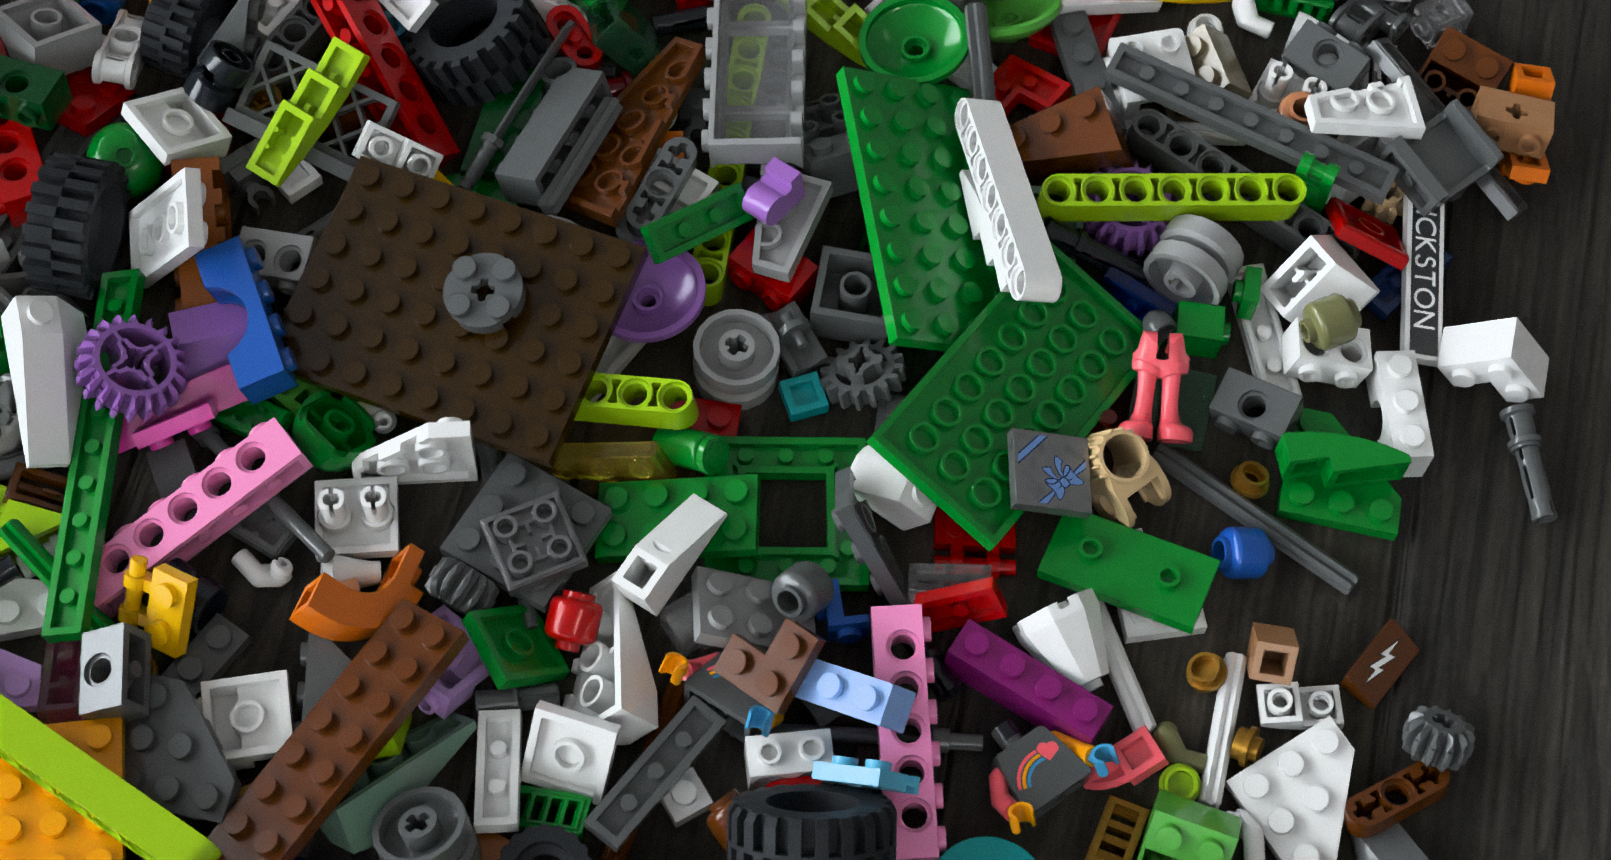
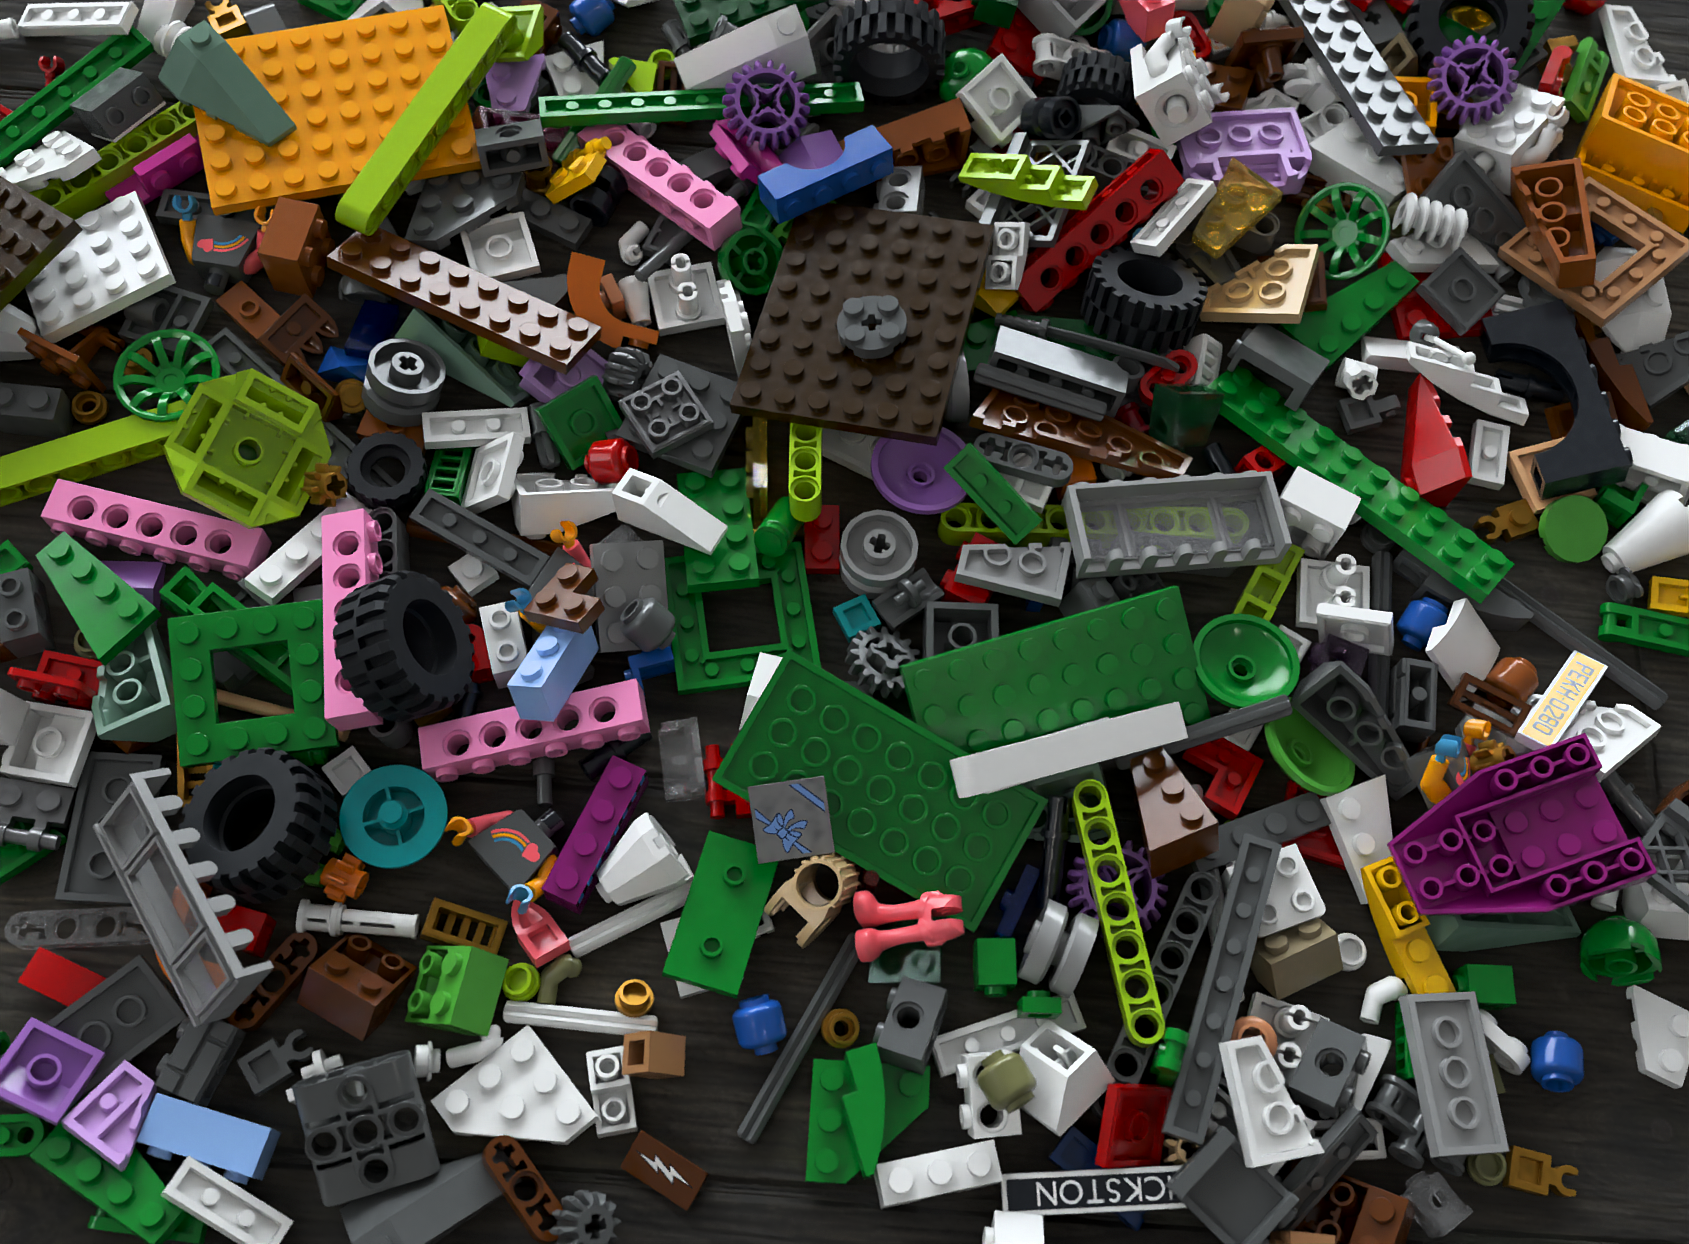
camera: 80 degrees right, 5 degrees up
(168, 226) = (894, 104): white plate -> none
(774, 193) = (1032, 548): medium lavender leg -> none
(874, 551) = (711, 669): dark grey wing -> none
(874, 775) = (473, 690): medium azure plate -> none
(955, 604) = (661, 764): red plate -> none
(1161, 322) = (982, 921): dark grey hinge -> none
(1247, 746) = (563, 1041): pearl gold plate -> none

